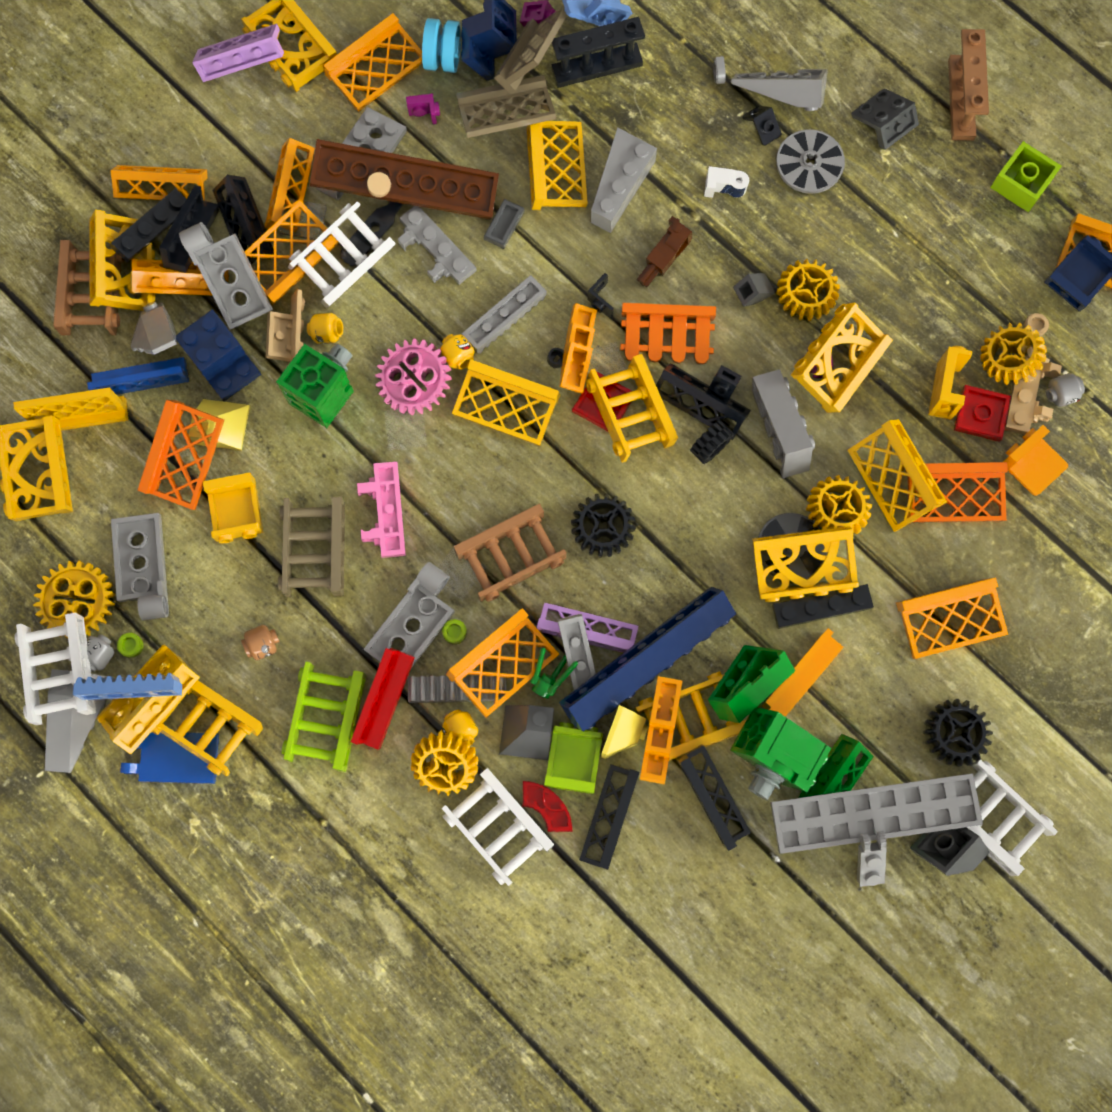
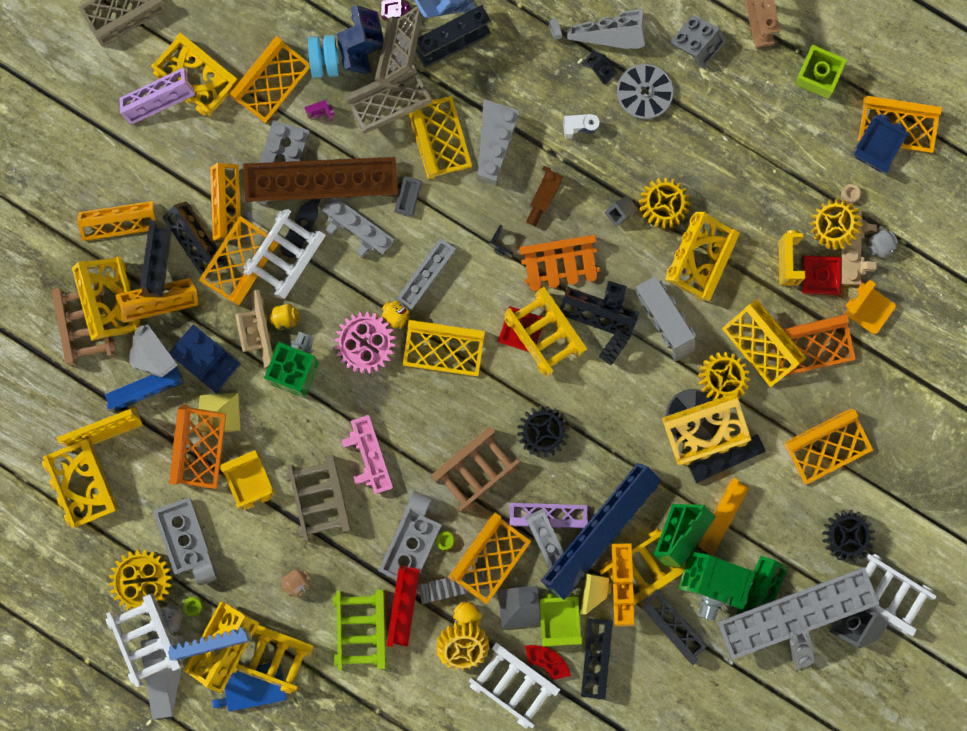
camera: 15 degrees left, 5 degrees up
(149, 226) = (123, 262): black plate -> none
(217, 258) = (184, 285): light grey hinge -> none
(378, 184) = (301, 190): tan tile -> none
(546, 684) = (525, 568): green plant -> none
(552, 355) = (480, 303): black hinge -> none
(578, 348) = (491, 291): light orange slope -> none

